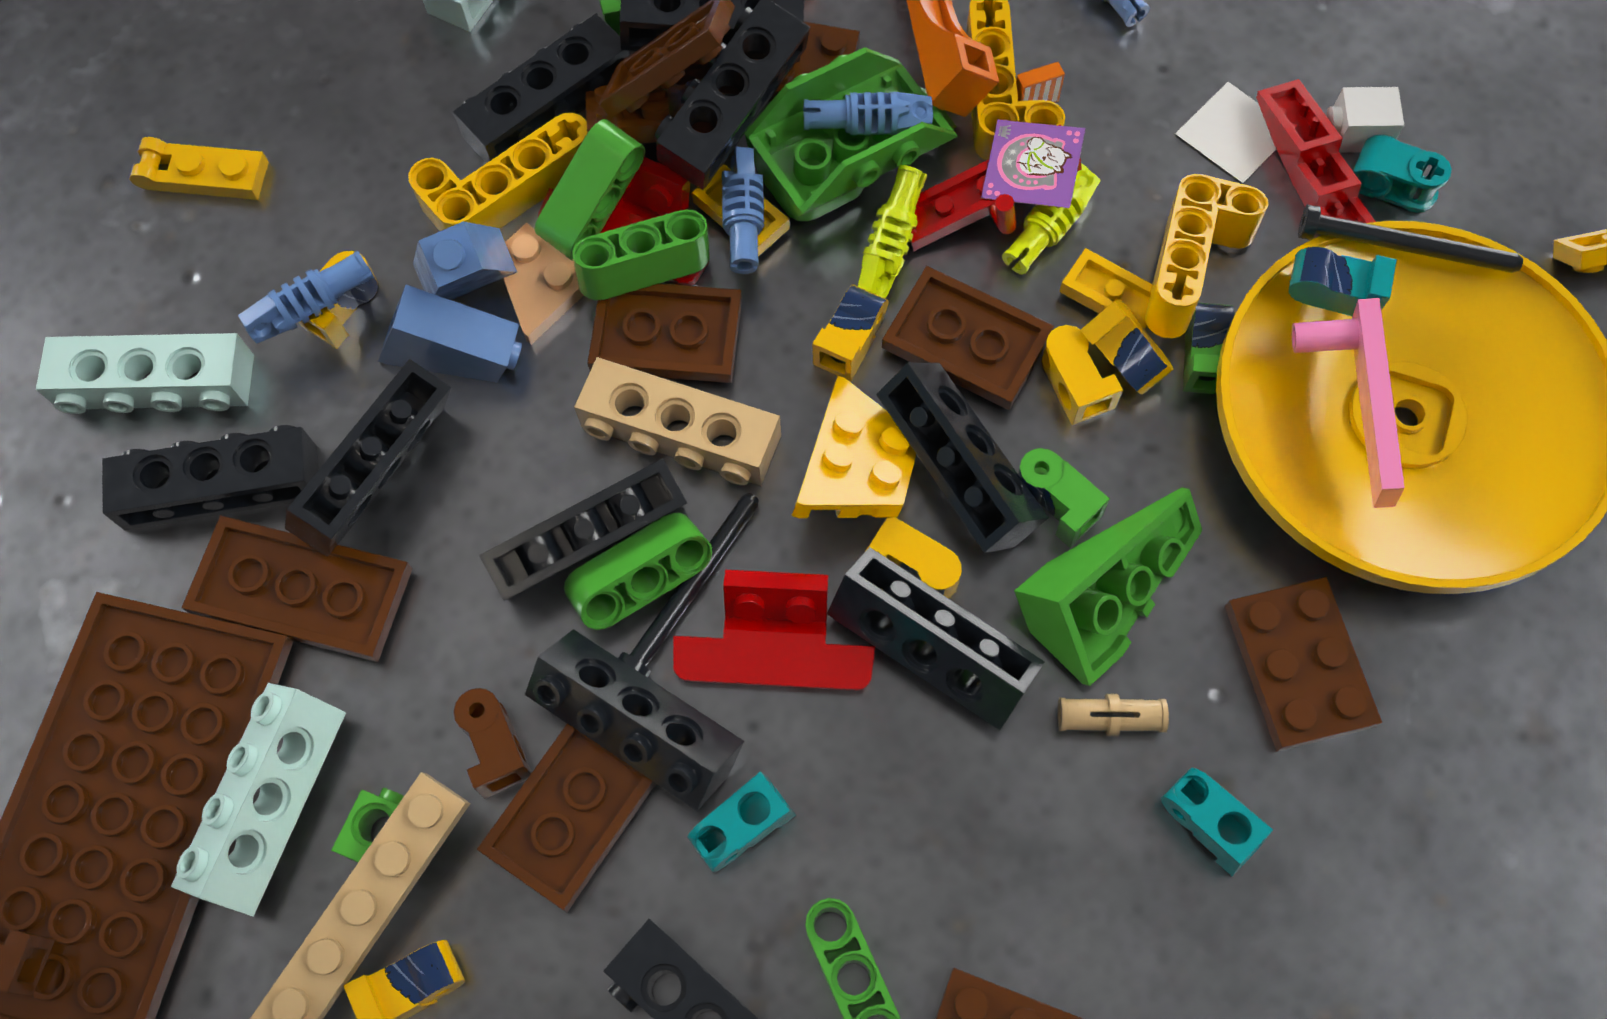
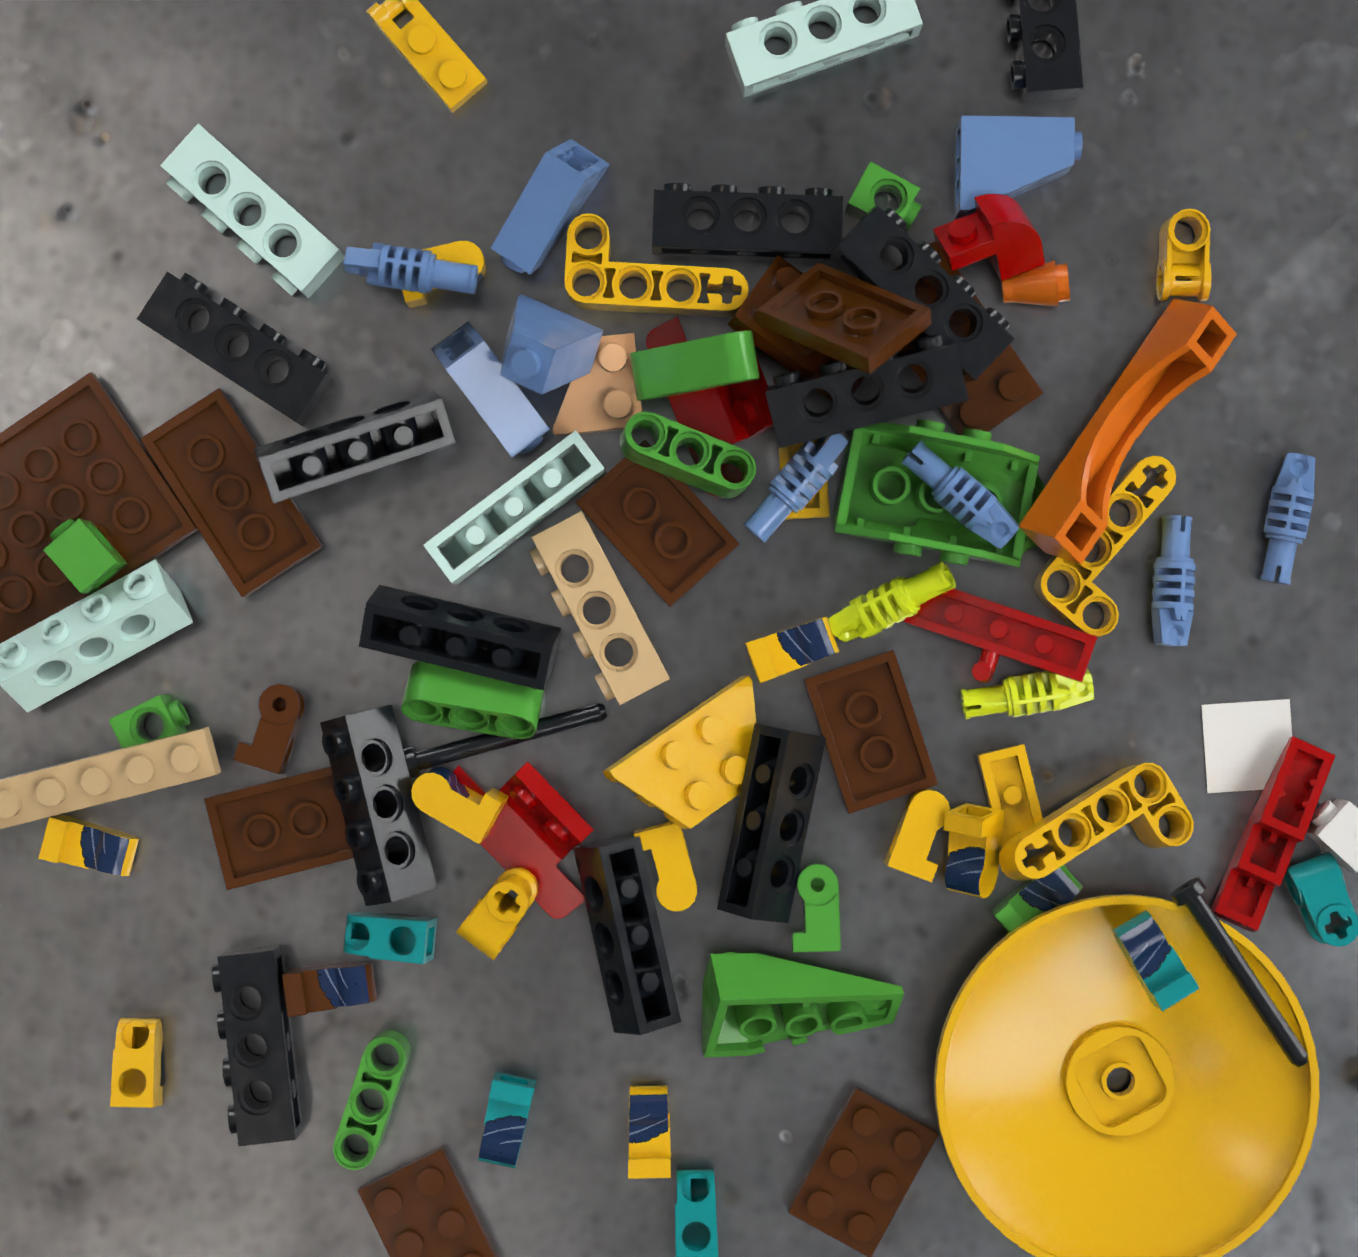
camera: 35 degrees right, 20 degrees up
(198, 728) = (84, 555): none -> bright green brick
(380, 186) = (548, 205): none -> medium blue slope
(542, 402) = (515, 508): none -> light aqua brick
(698, 661) = (455, 805): none -> yellow leg
(728, 914) = (328, 987): none -> leg
(815, 728) = (497, 914): none -> yellow piece
(984, 888) = (506, 1119): none -> leg
(1034, 163) = (1046, 648): sticker -> none
(1041, 83) = (1129, 576): orange tile -> none
(1083, 77) = (1173, 584): none -> medium blue hinge
(1107, 785) = (649, 1133): none -> leg
(1148, 715) = (699, 1089): tan pin -> none
(1367, 338) = (1124, 1014): bright pink piece -> none

